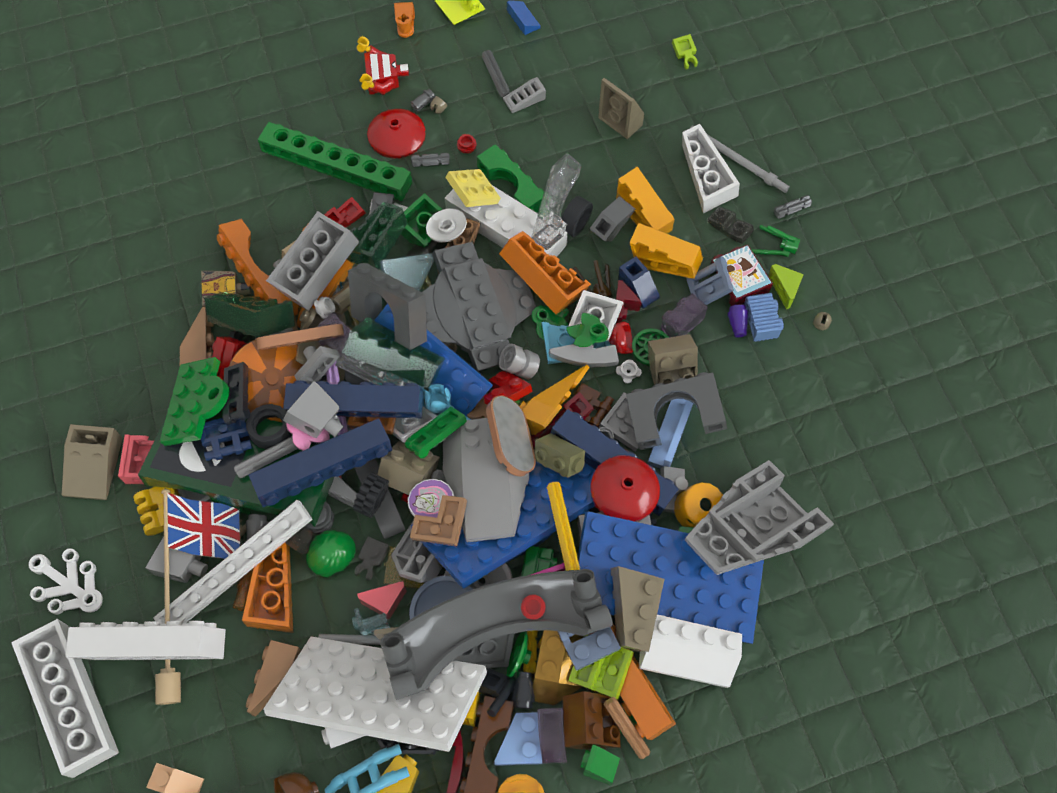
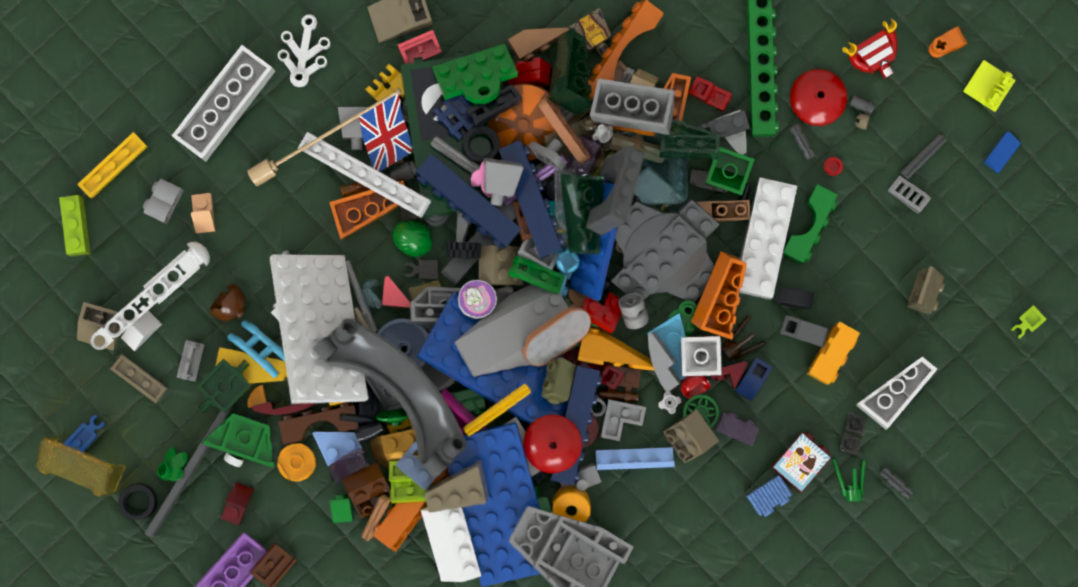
camera: 65 degrees right, 20 degrees up
(146, 641) = (282, 143): white brick -> none
(277, 661) = (310, 243): medium nougat slope -> none
(444, 528) = (459, 322): medium nougat plate -> none
(446, 225) = (729, 185): white dish -> none
(473, 187) = (773, 200): light yellow plate -> none
(533, 607) = (424, 414): red plate -> none
(549, 225) = (762, 283): clear arch -> none
(589, 331) = (680, 354): green plate -> none
(646, 404) = (635, 430): dark grey arch -> none
(665, 252) = (790, 390): light orange wedge -> none
(713, 287) = (773, 441): sand blue plate -> none
(738, 319) = (757, 476): dark purple cone -> none
(769, 178) = (917, 452): light grey bar -> none
(785, 283) = (810, 505): lime slope -> none
(818, 318) = (789, 542): dark tan hinge -> none

